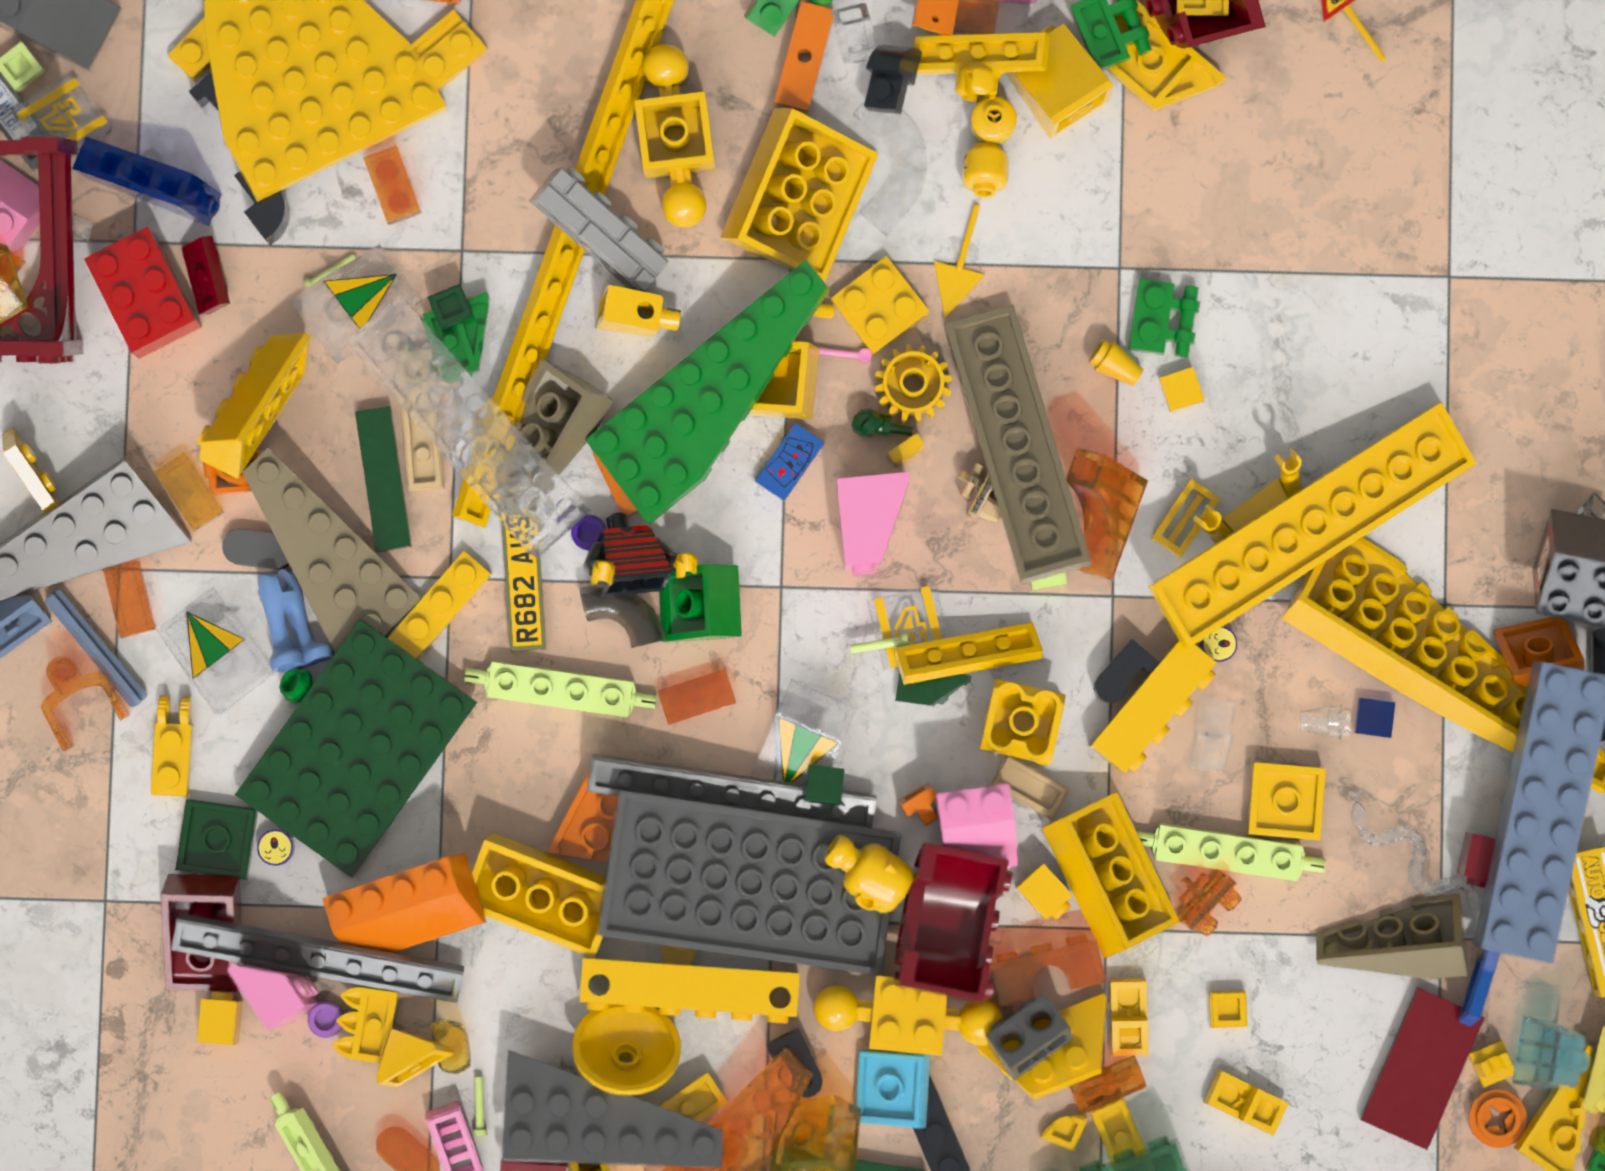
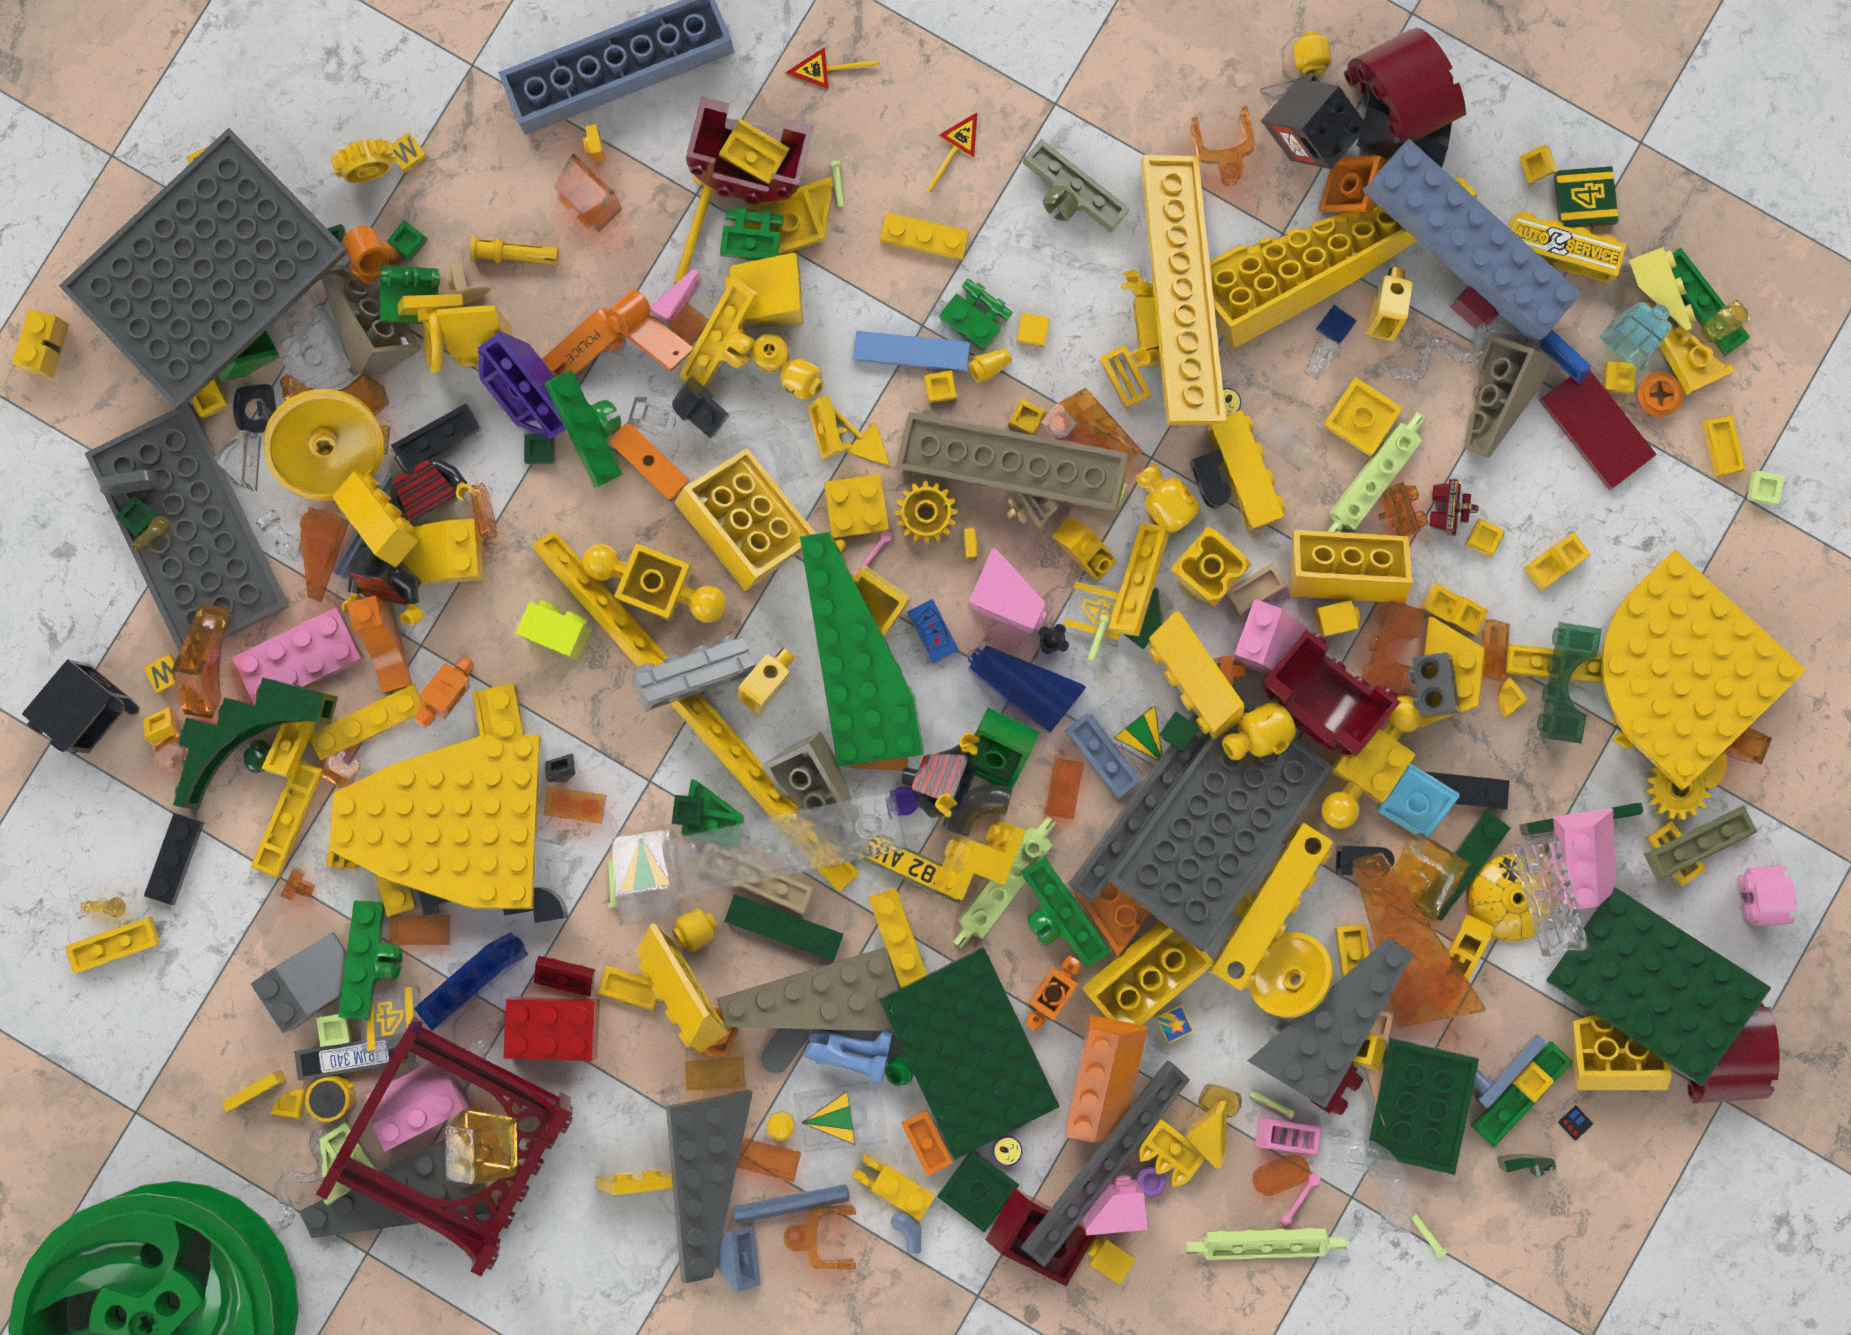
camera: 65 degrees left, 0 degrees up
(109, 59) = (366, 960): none -> green plate
(137, 789) = (909, 1227): none -> sand blue arm
(171, 97) = (419, 930): none -> clear orange tile
(171, 591) = (780, 1126): none -> yellow tile
(229, 348) = (628, 988): none -> yellow tile
(237, 756) = (927, 1142): none -> orange plate
(328, 385) = (694, 930): none -> yellow head
(422, 148) = (560, 768): none -> black slope
(431, 800) = (1036, 1018): none -> orange piece
(507, 953) = (1174, 1023): none -> tile
(558, 766) = (1061, 914): none -> green plate
(564, 64) = (553, 630): none -> neon yellow brick
(567, 643) = (971, 857): none -> yellow bracket
(754, 718) = (1102, 755): none -> sand blue plate
(783, 600) = (1027, 687): none -> clear blue slope
(846, 590) = (1046, 642): none -> black plate
(872, 422) = (936, 558): dark green piece -> none
(892, 770) = (1195, 676): none -> yellow slope
(950, 220) = (824, 426): none -> yellow plate
(970, 575) = (1084, 548): none -> yellow slope
(1061, 324) = (940, 387): none -> yellow tile
(1071, 637) = (1168, 500): none -> yellow piece
(1080, 434) = (1026, 417): none -> yellow tile
(1083, 271) = (911, 351): none -> medium blue tile
(1218, 215) = (924, 236): none -> yellow plate
(1240, 77) = (837, 182): none -> yellowish green piece
(1240, 958) = (1448, 520): none -> dark red hips
(1352, 195) = (962, 137): none -> piece
(1362, 347) = (1073, 188): none -> olive plate
(1428, 763) = (1390, 305): none -> yellow torso
(1493, 498) = (1226, 158): none -> clear orange piece

